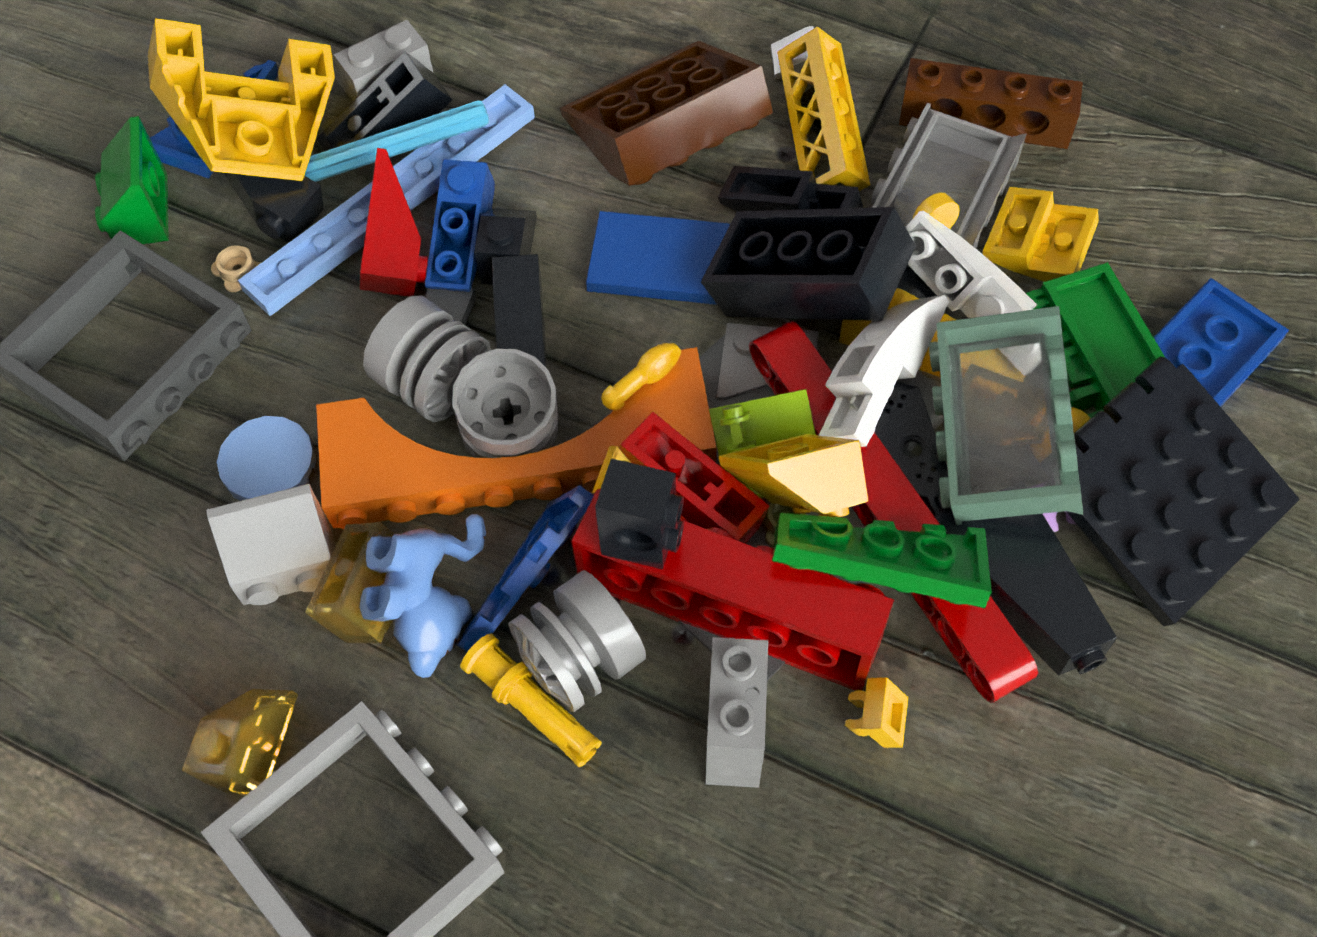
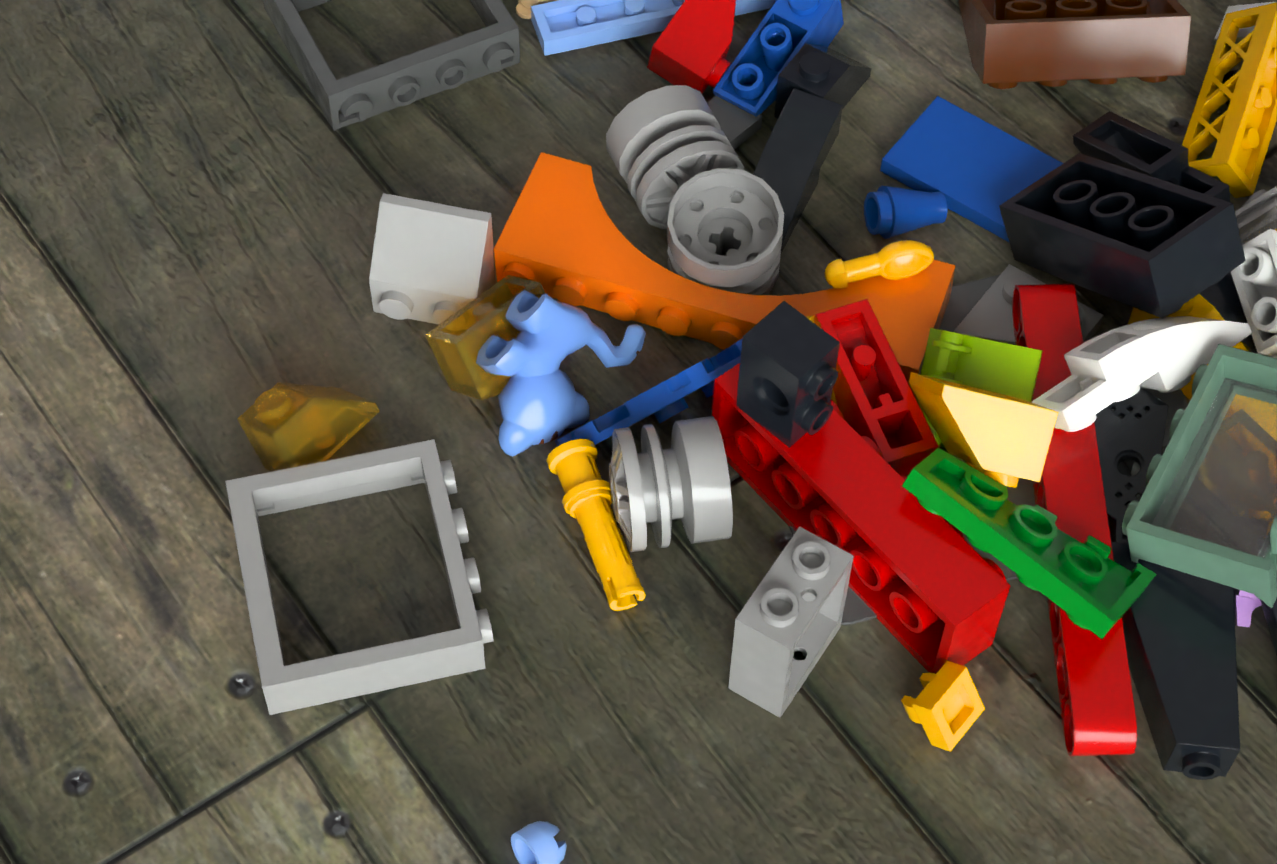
camera: 25 degrees right, 5 degrees down
(265, 457) = (470, 178): light blue tile -> none
(623, 318) = (901, 210): none -> blue cone

